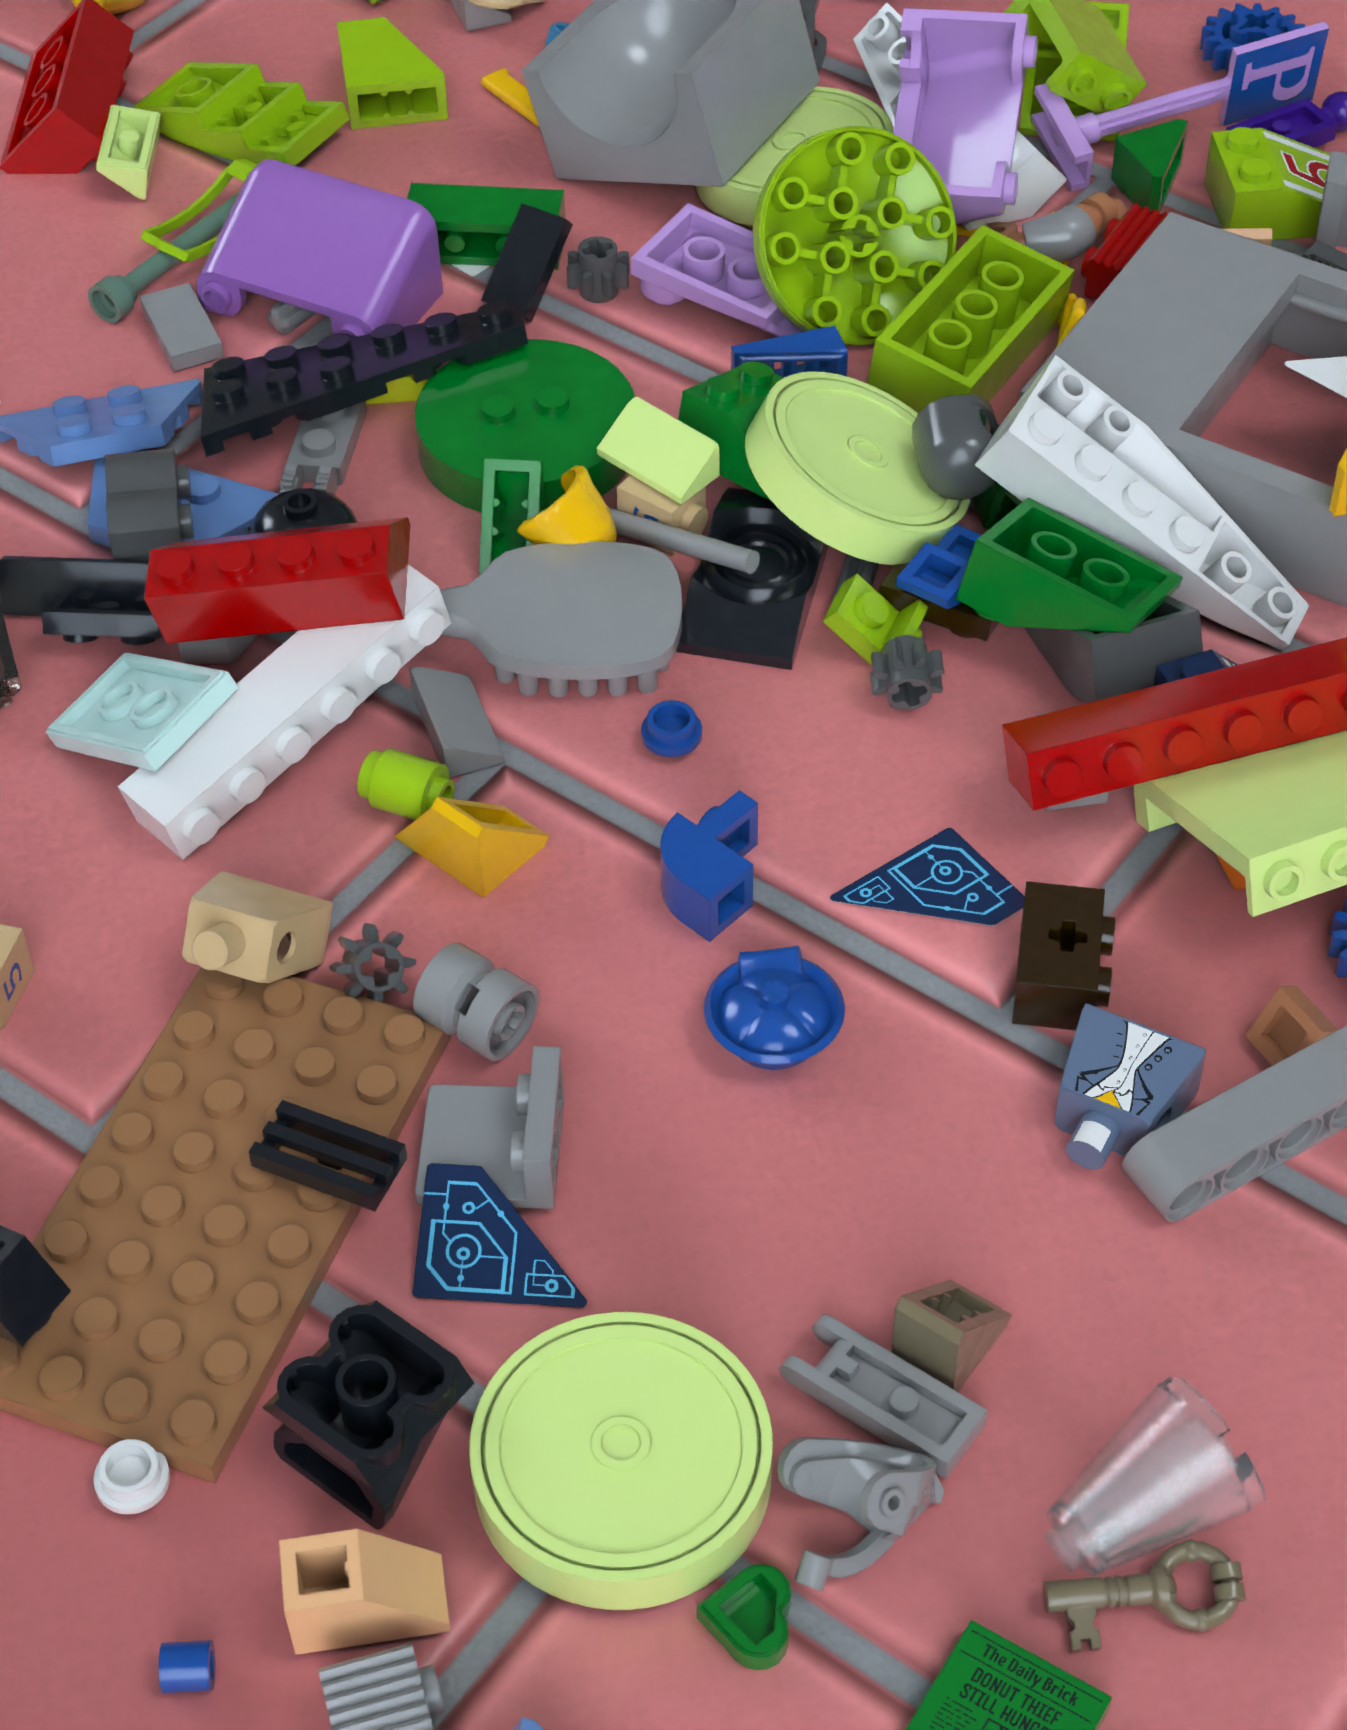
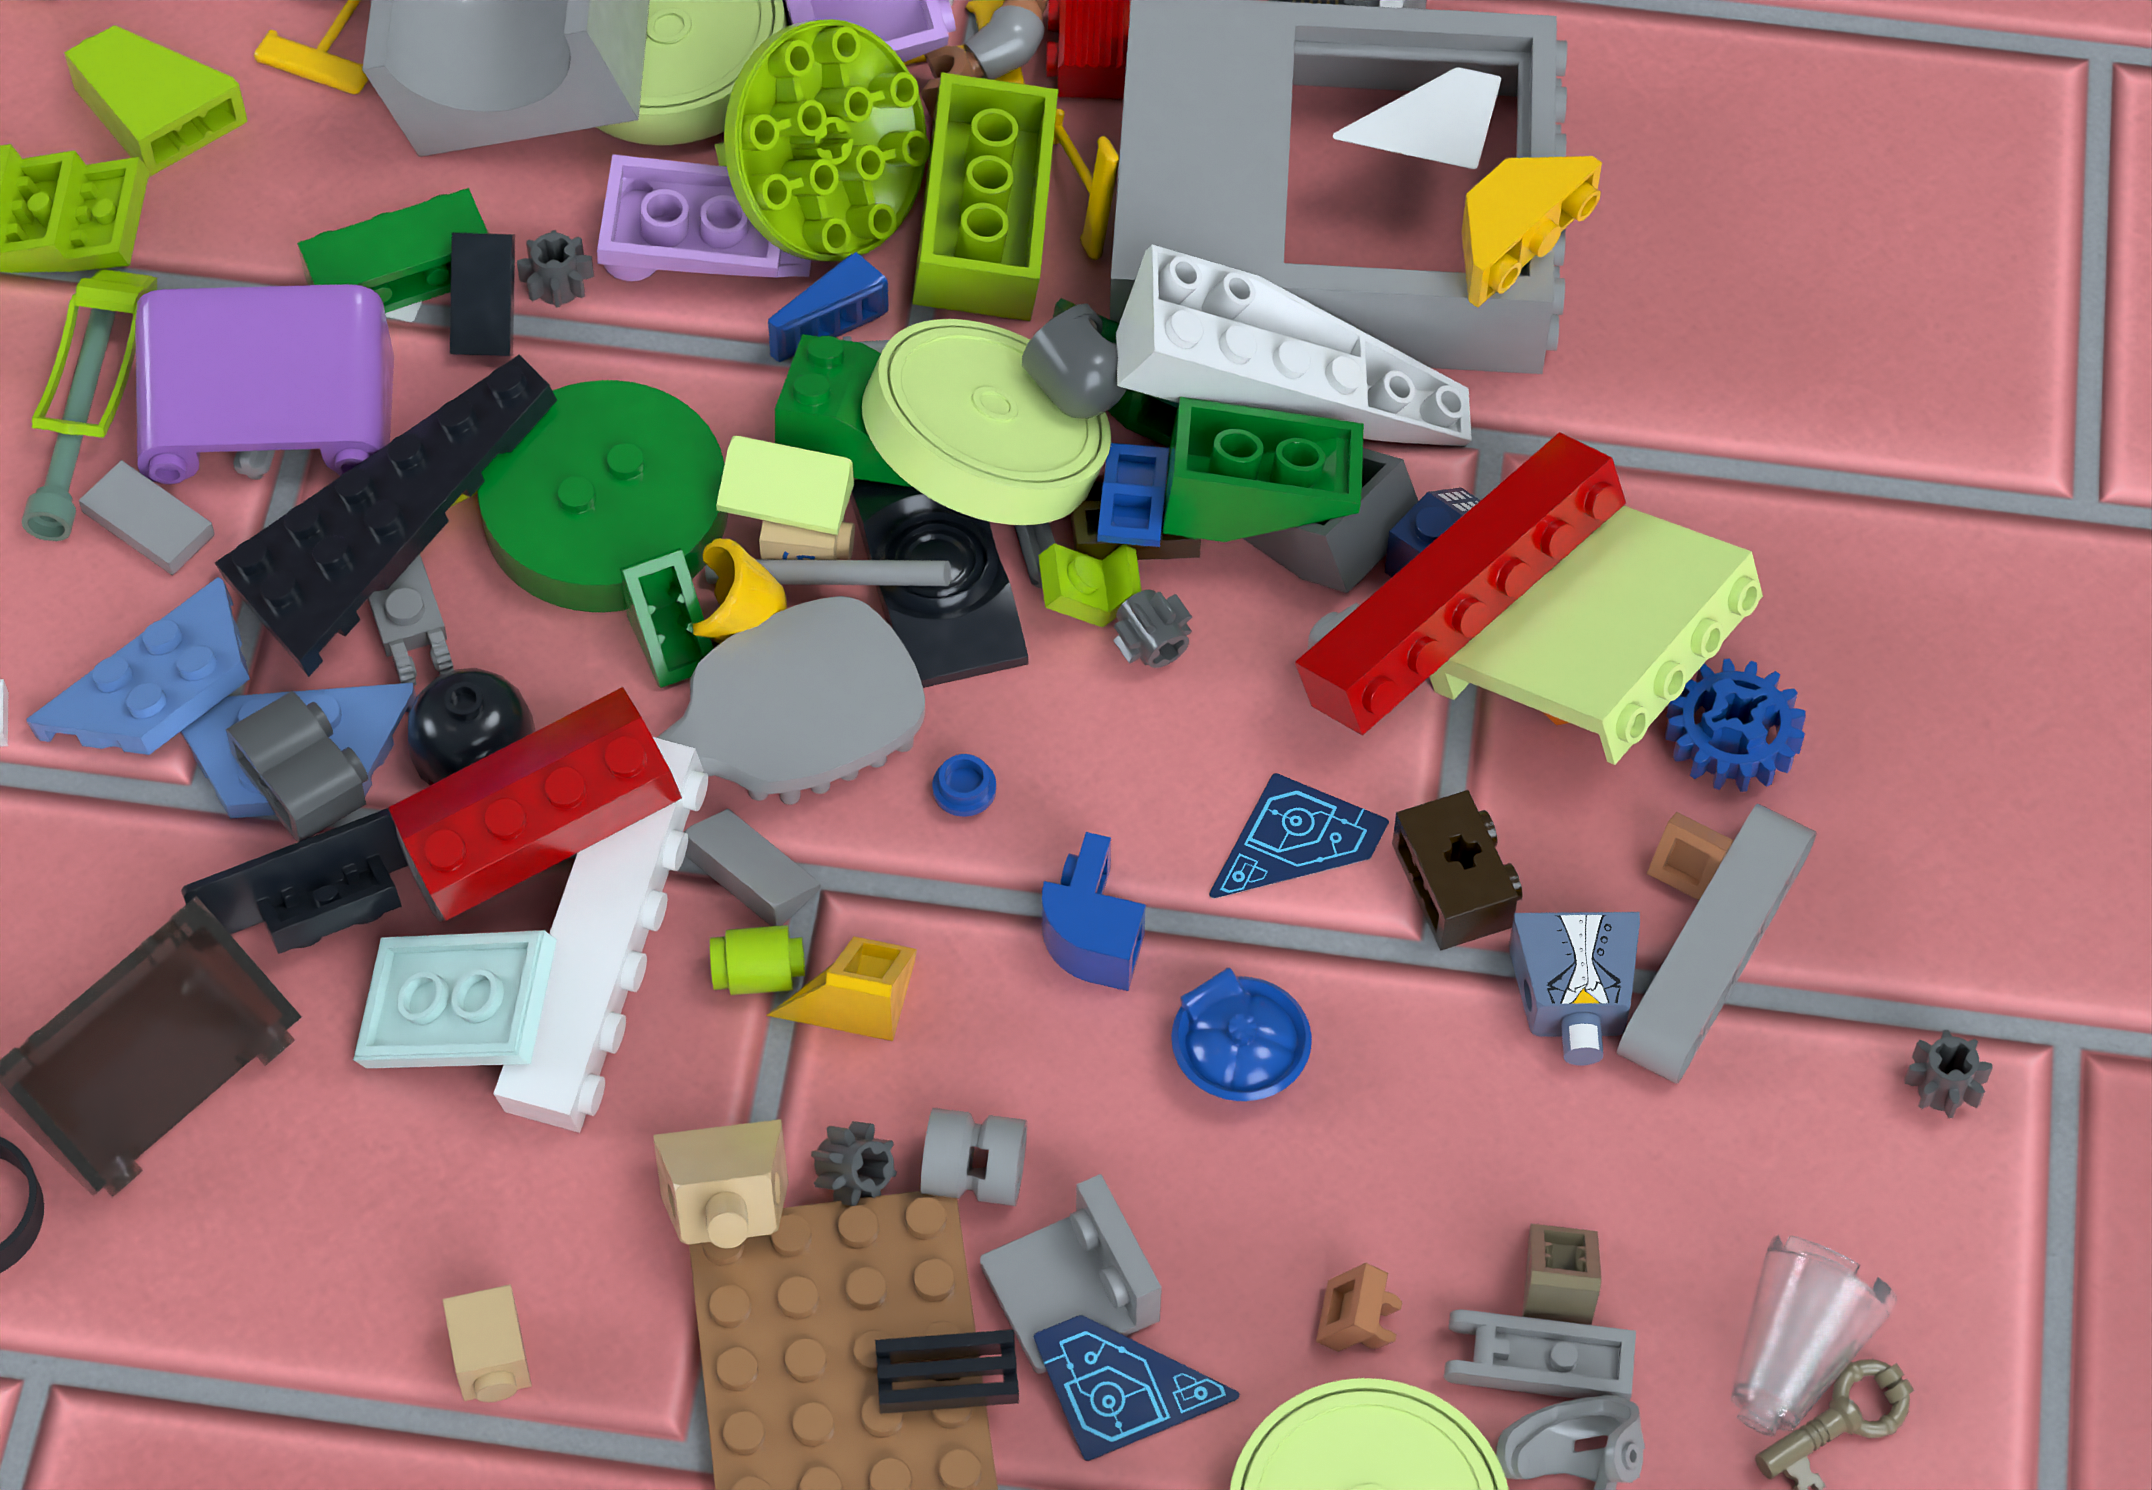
camera: 30 degrees left, 10 degrees up
(731, 1272) = (1354, 1309): none -> nougat tile

